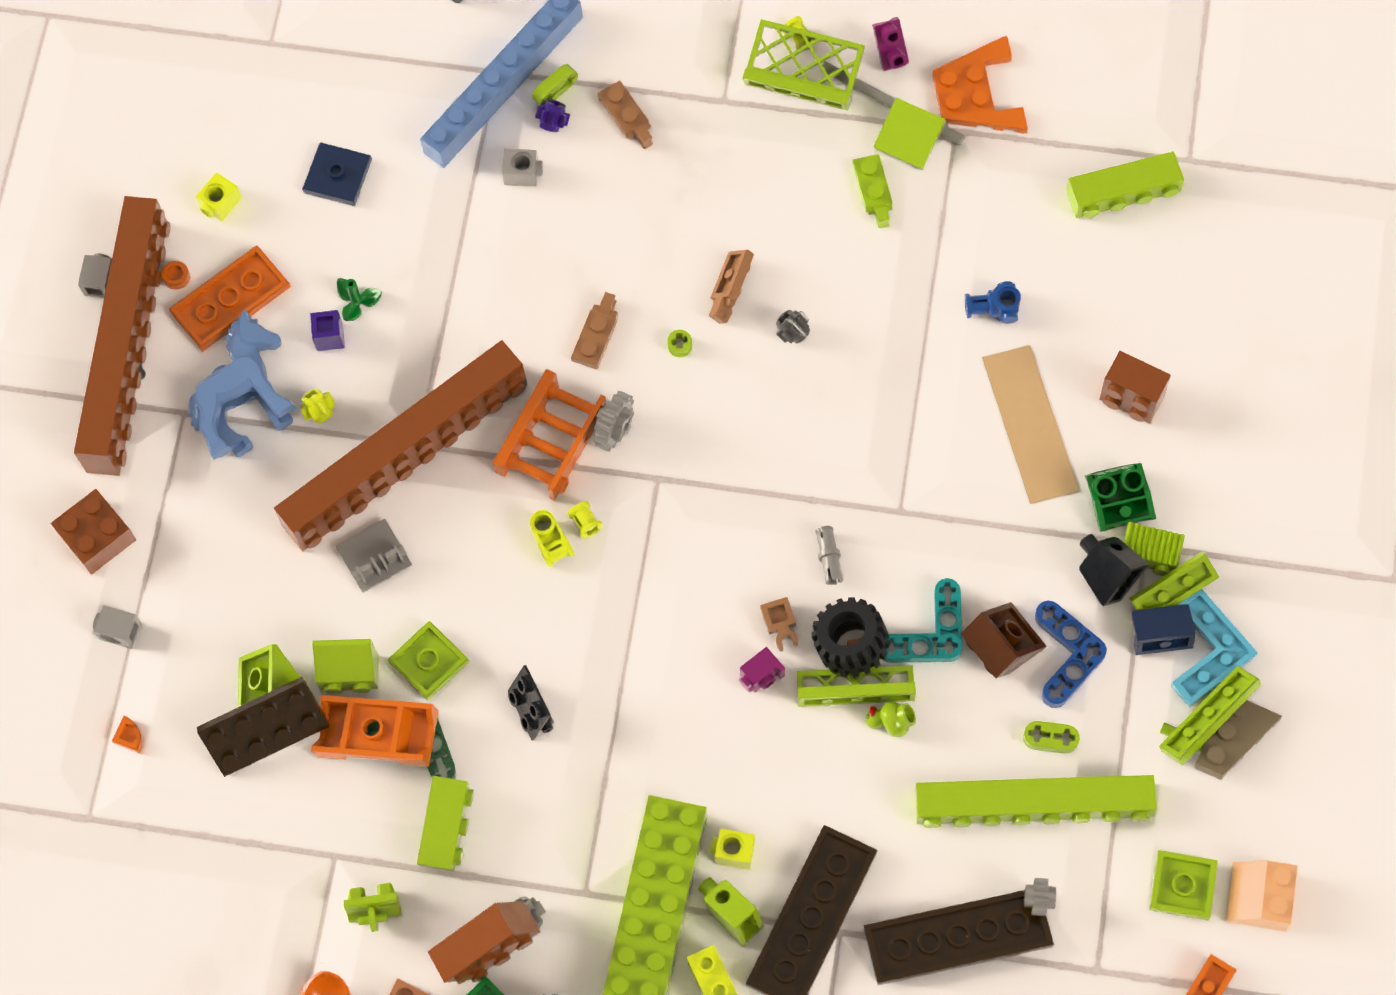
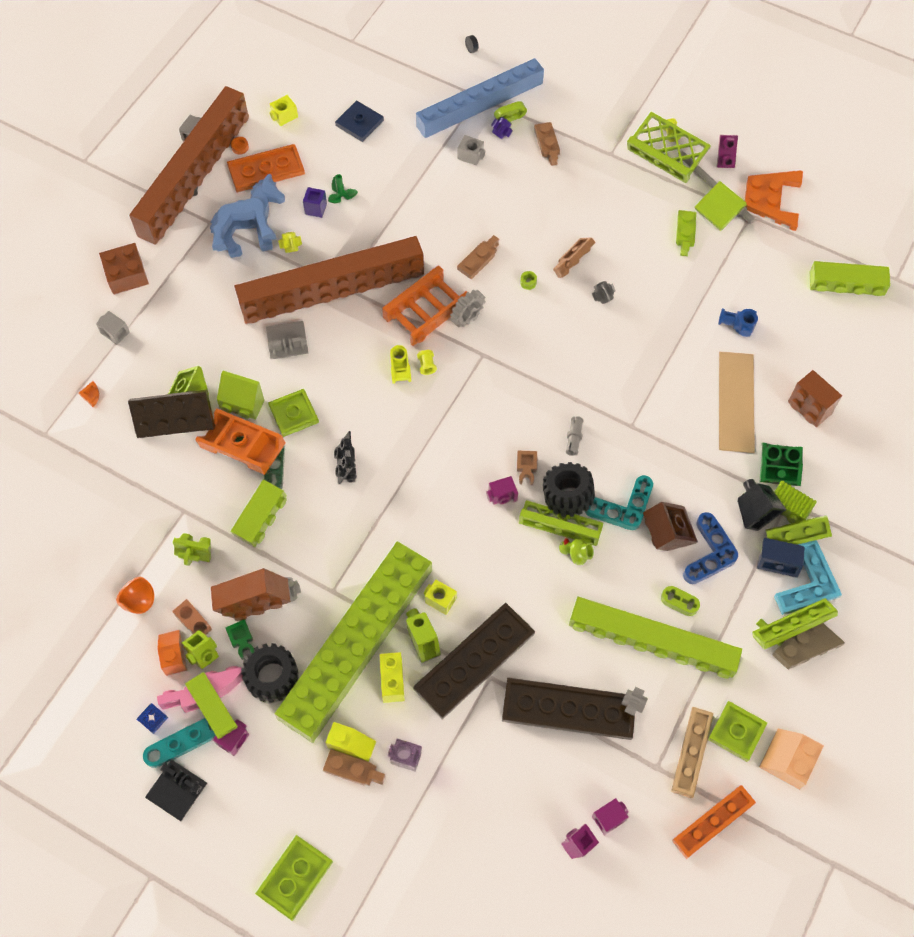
camera: 15 degrees right, 5 degrees down
(1135, 934) = (692, 752): none -> tan tile

